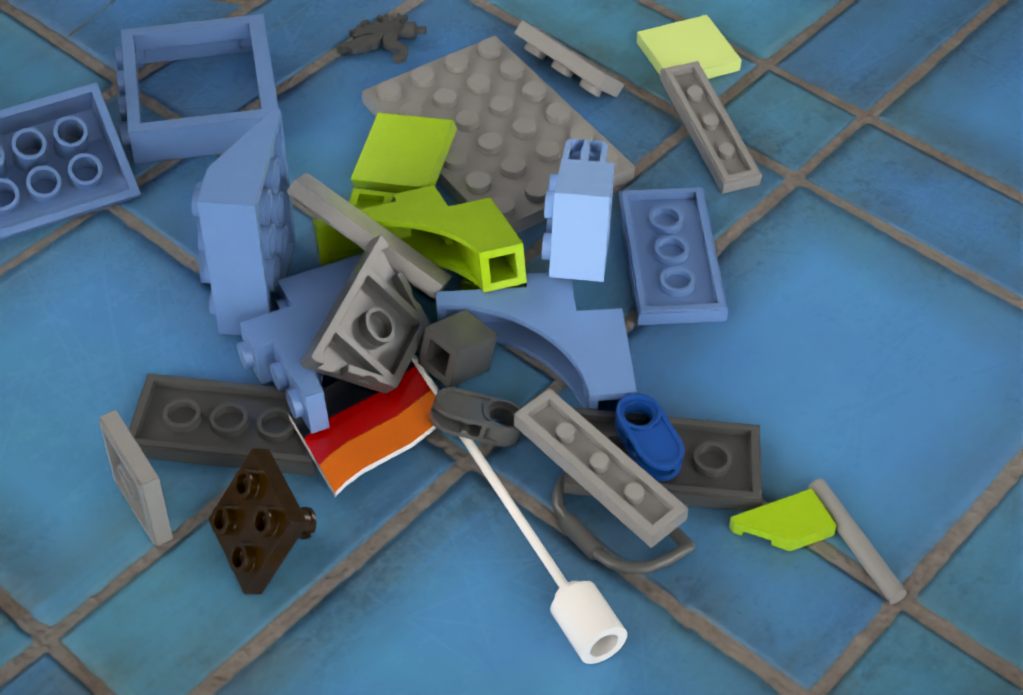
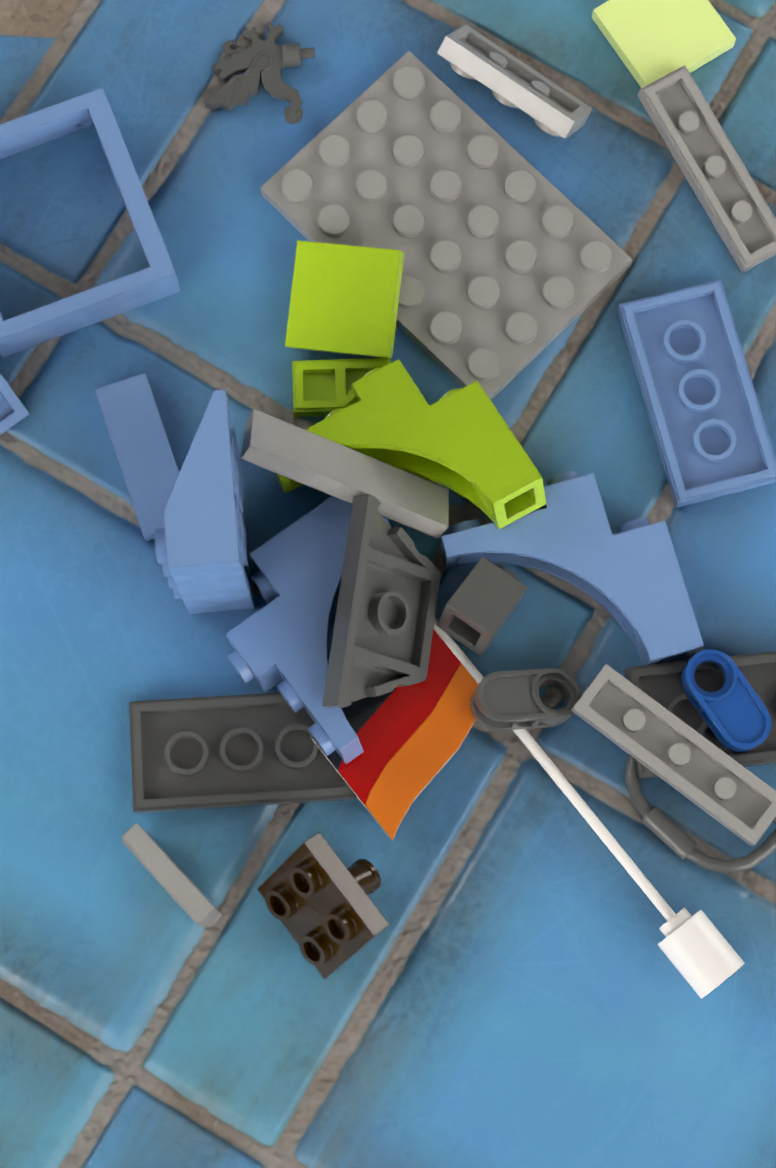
camera: 10 degrees left, 30 degrees up
(579, 212) = (596, 391): light blue brick -> none

